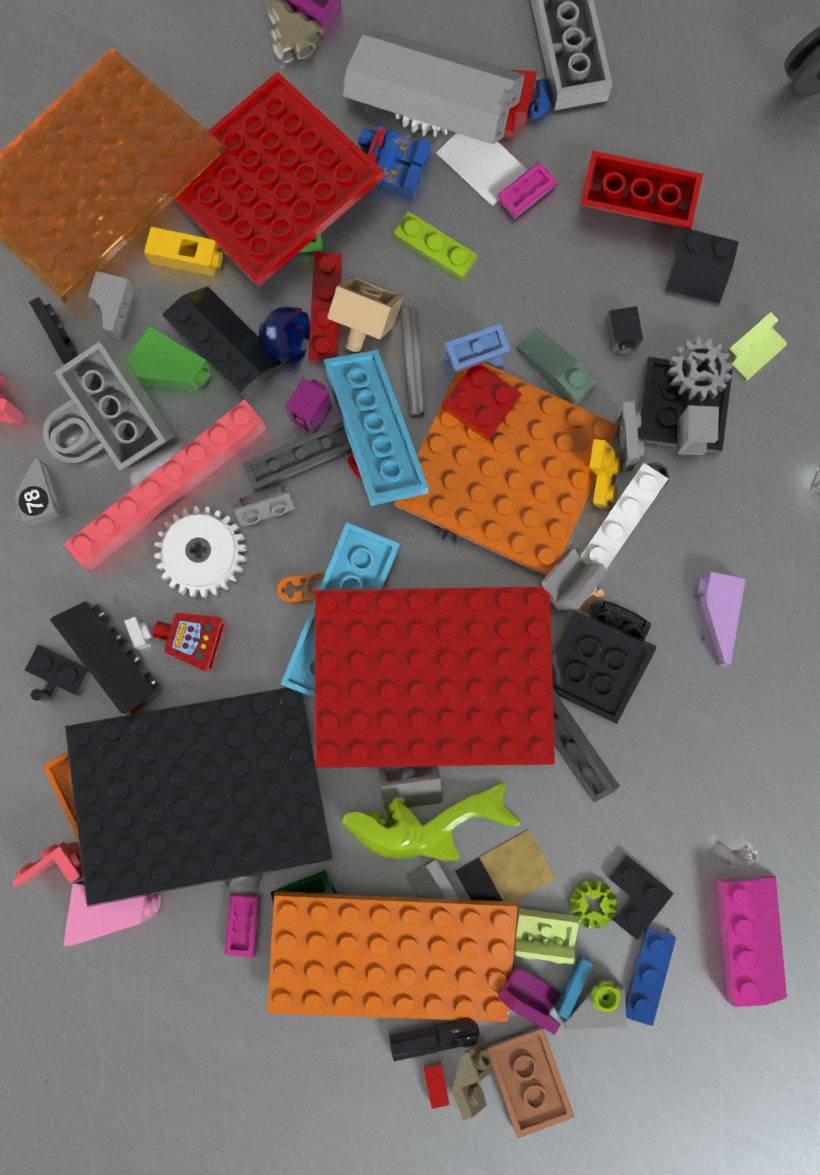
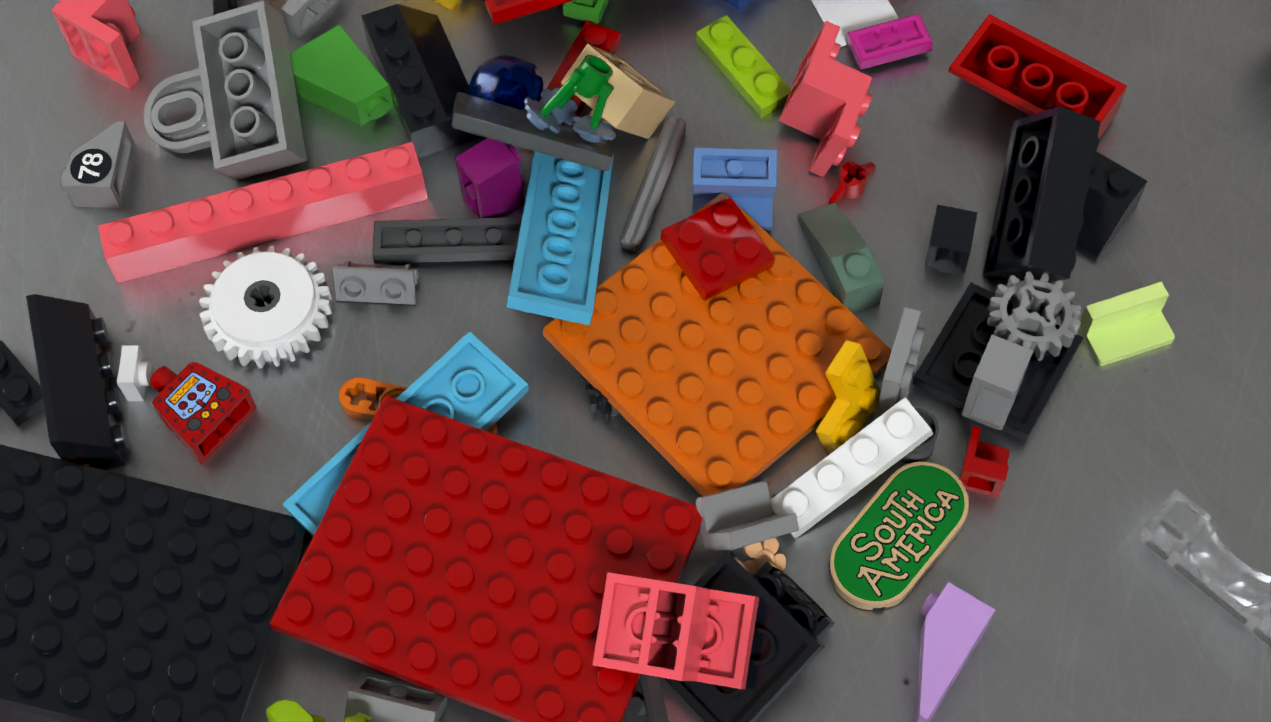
camera: 20 degrees right, 20 degrees down
(324, 364) = (514, 128): none -> dark grey tile
(332, 334) = (556, 107): none -> plant
(507, 258) = (827, 100): none -> coral bracket
(542, 308) = (852, 181): none -> red piece
(567, 676) = (675, 631): none -> coral bracket
(665, 547) = (898, 535): none -> tile
(676, 280) = (1042, 195): none -> black slope
(700, 480) = (984, 466): none -> red panel

